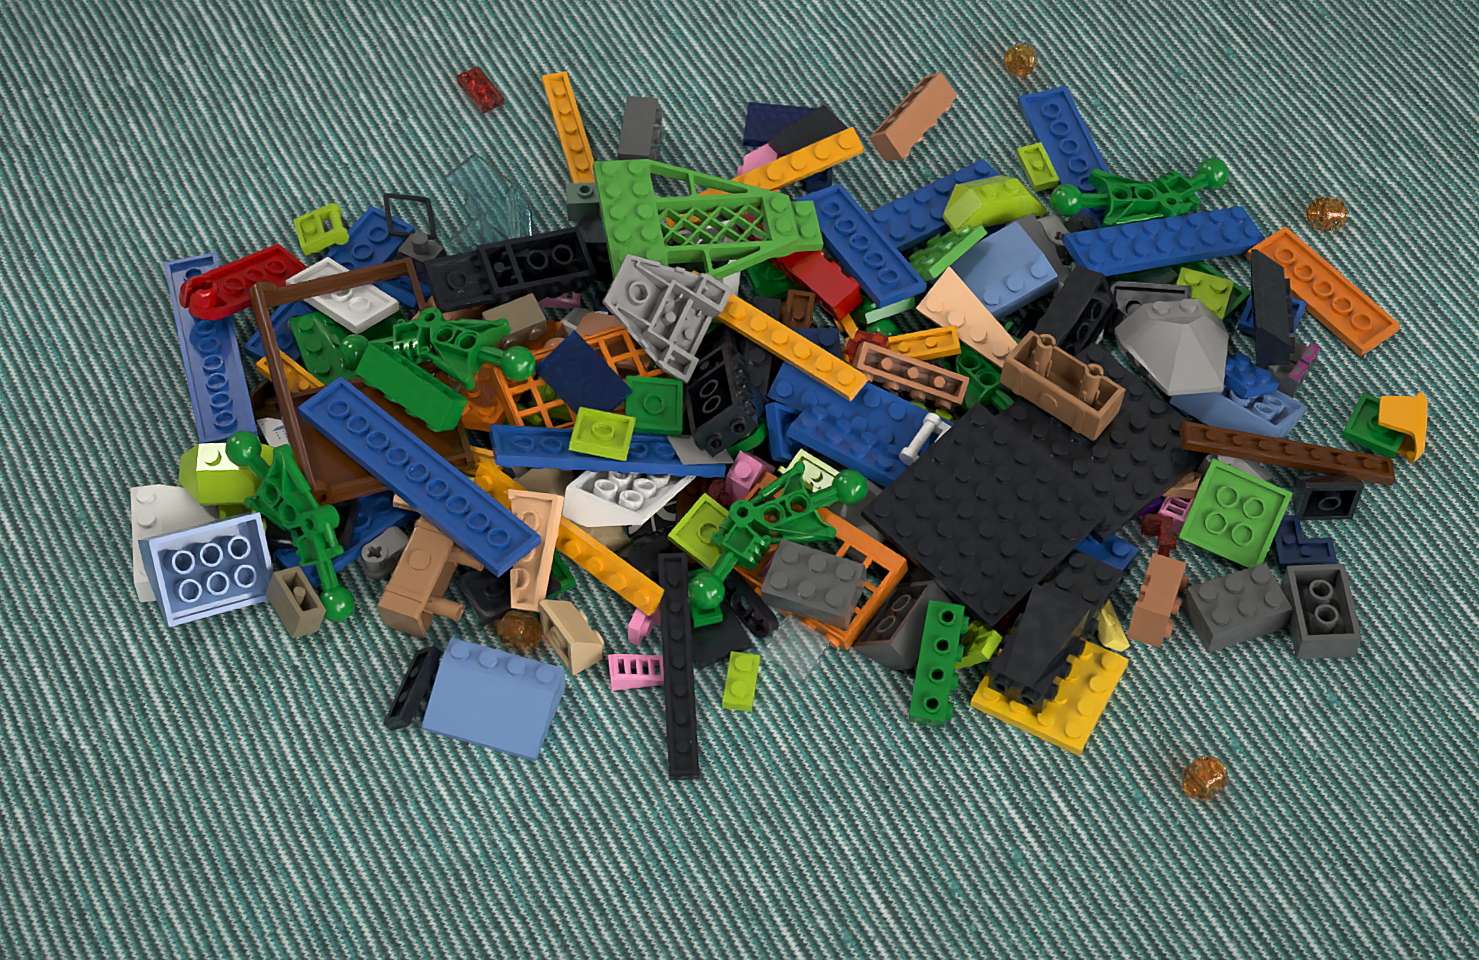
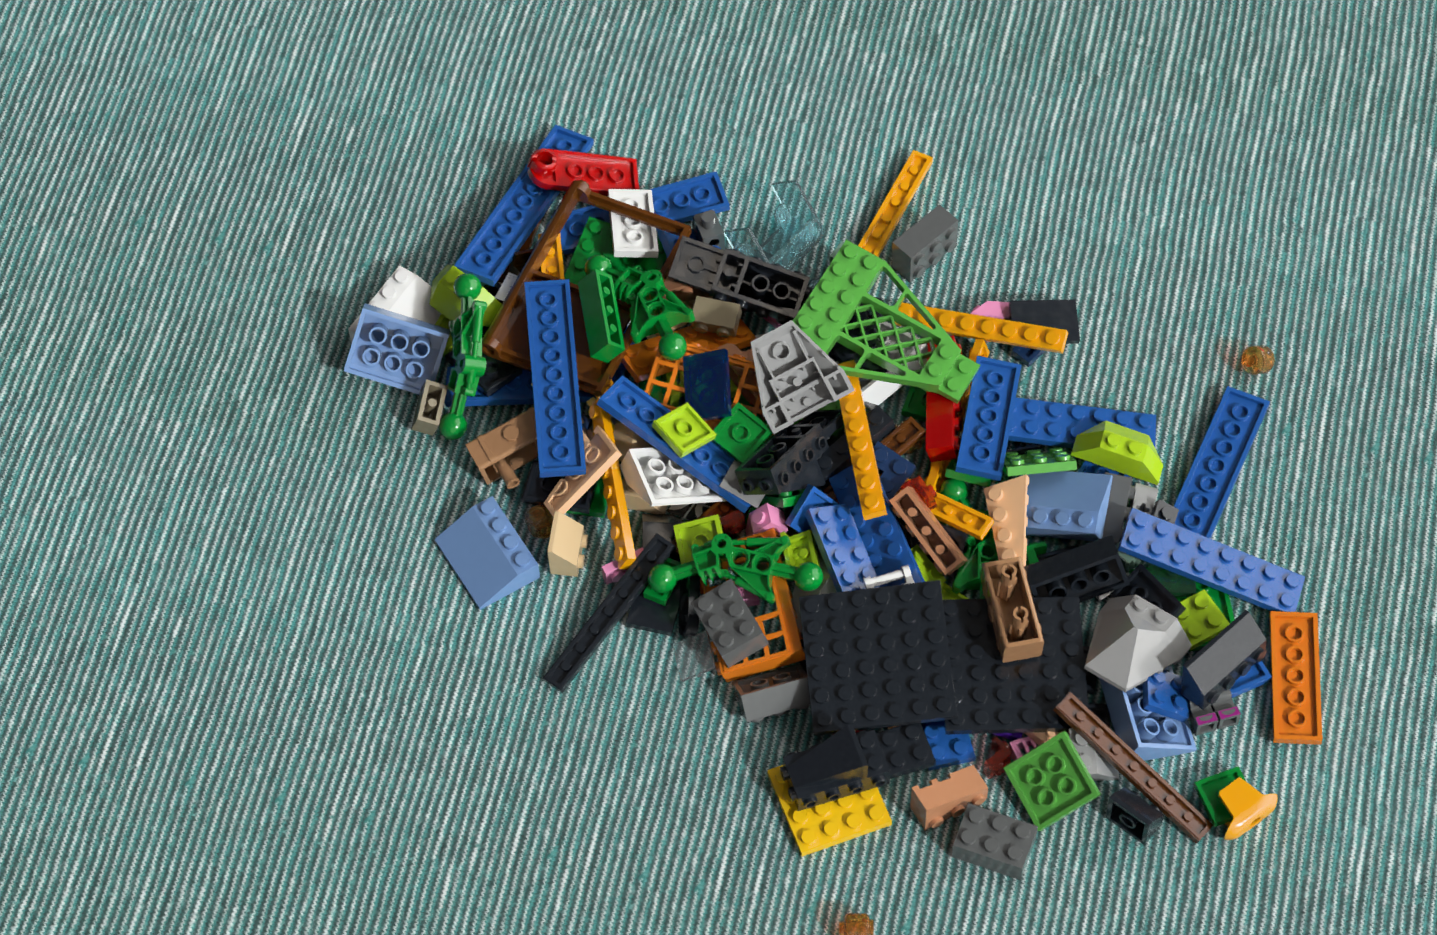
camera: 45 degrees right, 5 degrees up
(312, 231) = (664, 162): lime plate -> none
(385, 551) = (509, 410): light grey piece -> none
(386, 196) = (730, 171): black piece -> none
(413, 688) = (448, 512): black plate -> none
(480, 89) = (865, 133): clear red plate -> none
(628, 661) = (584, 588): bright pink slope -> none
(741, 681) = (643, 652): lime plate -> none
(769, 120) = (1038, 285): clear blue tile -> none
(913, 117) = (1134, 351): nougat brick -> none
(936, 664) = (761, 730): green brick -> none
(978, 645) = (799, 739): lime plate -> none
(1037, 167) = (1187, 447): lime plate -> none
(1110, 629) = (899, 791): light yellow plate -> none
(1137, 201) = (1258, 533): green piece -> none
(1294, 550) = (1077, 835): dark blue plate -> none
(1322, 612) = (1044, 885): dark grey brick -> none
(1327, 213) = (1359, 626): clear orange head -> none

